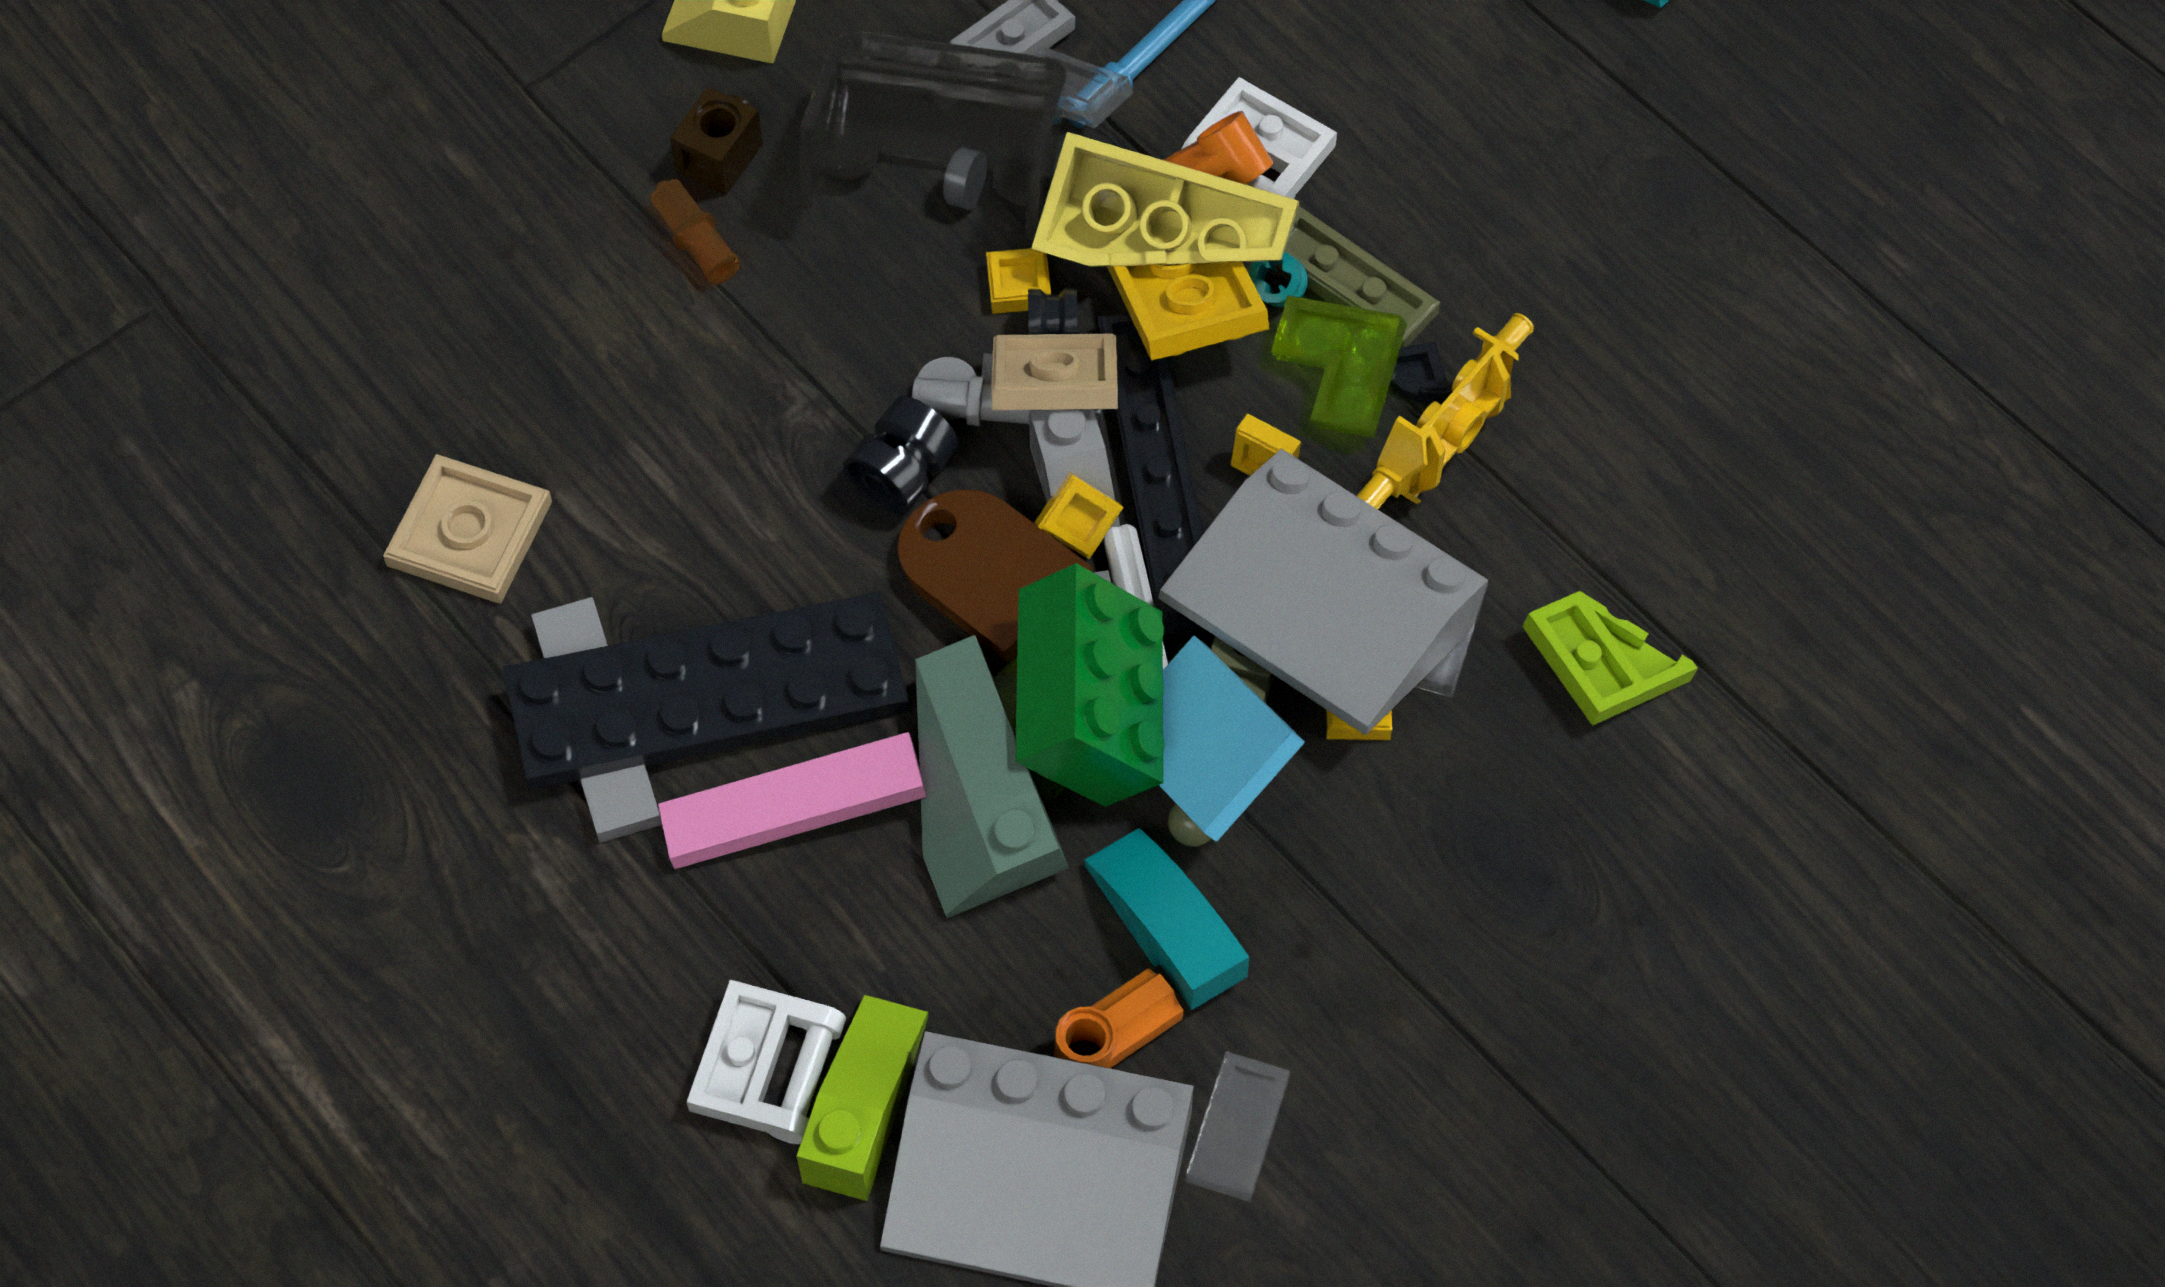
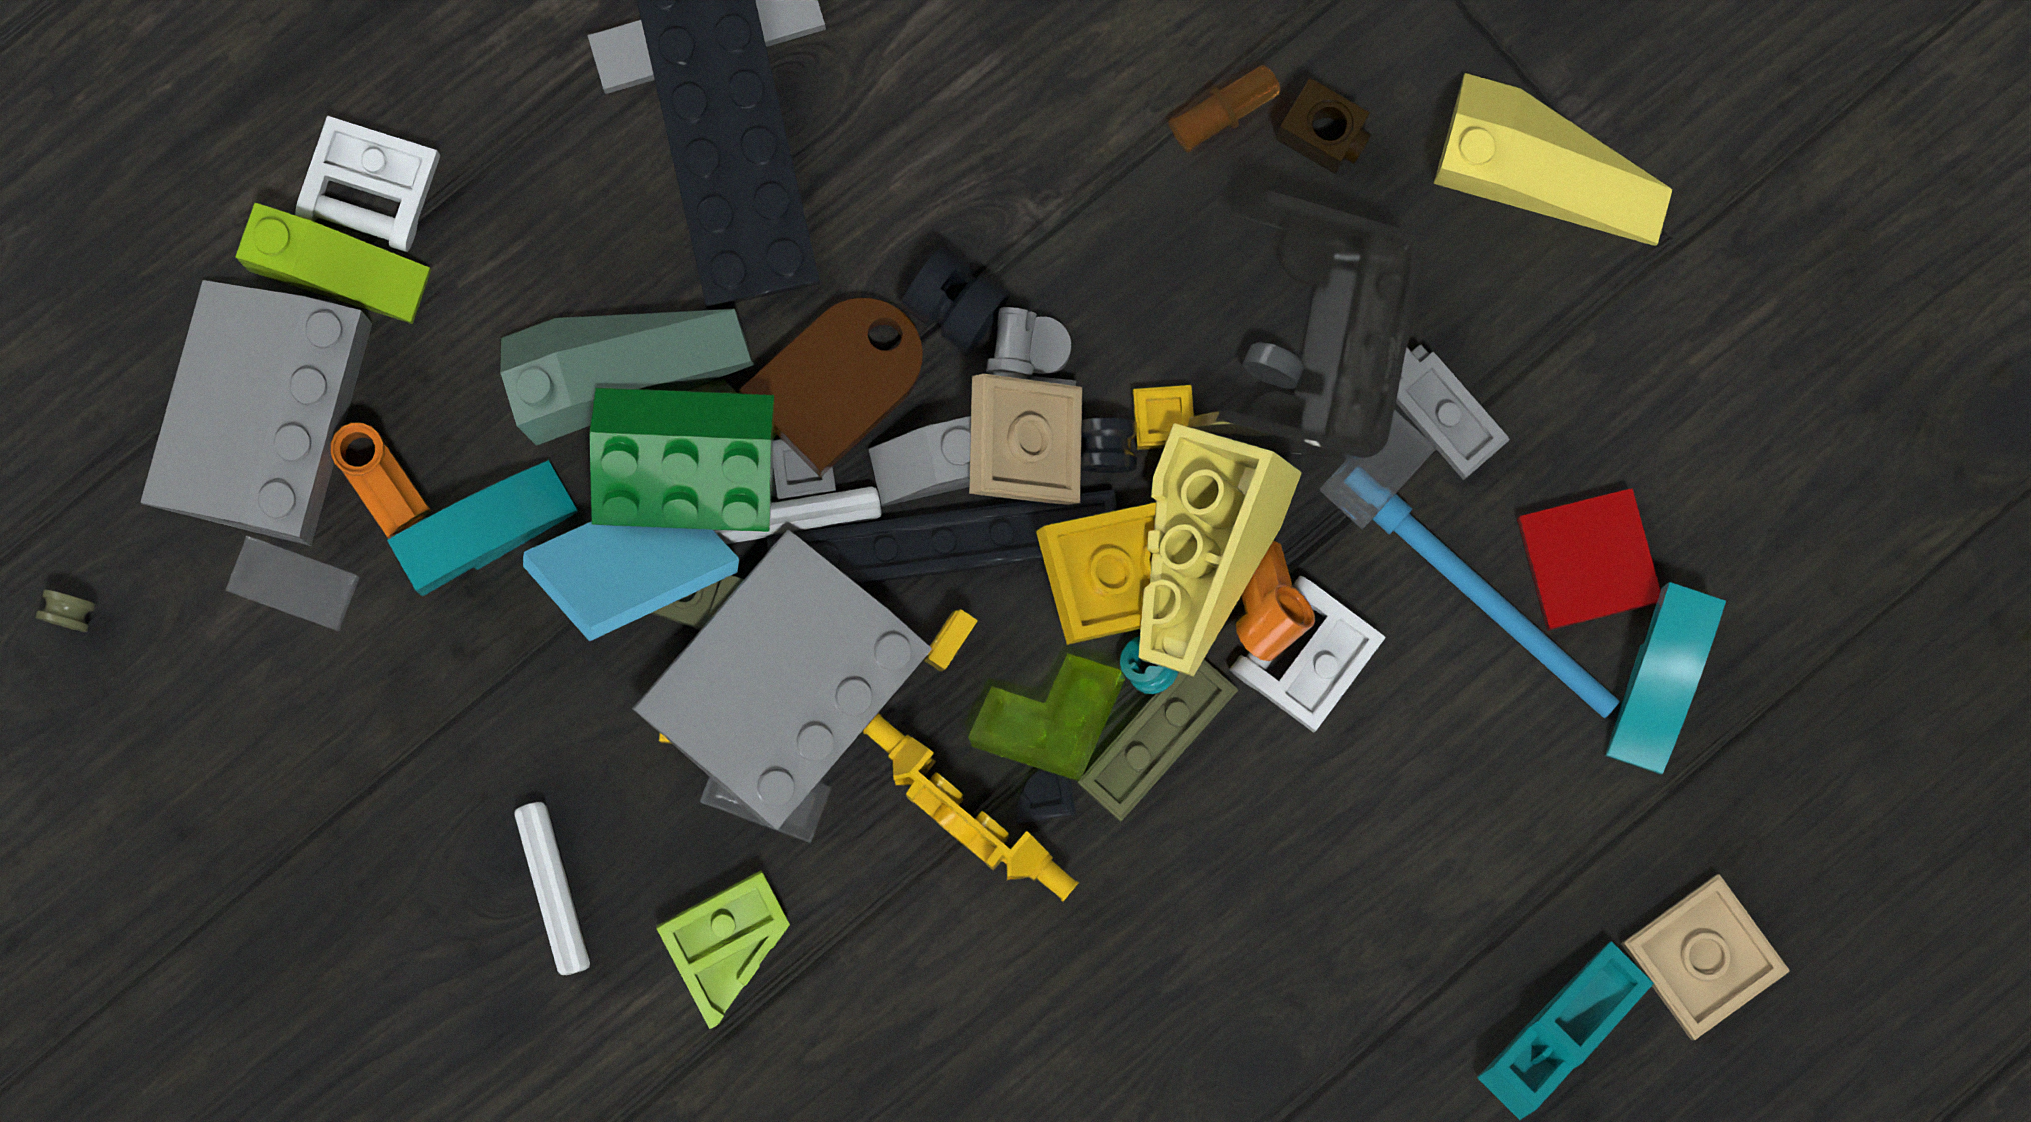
camera: 90 degrees right, 20 degrees up
(791, 800) = (609, 203): bright pink tile -> none
(1078, 515) = (885, 462): yellow tile -> none
(1562, 833) = (552, 888): none -> white axle

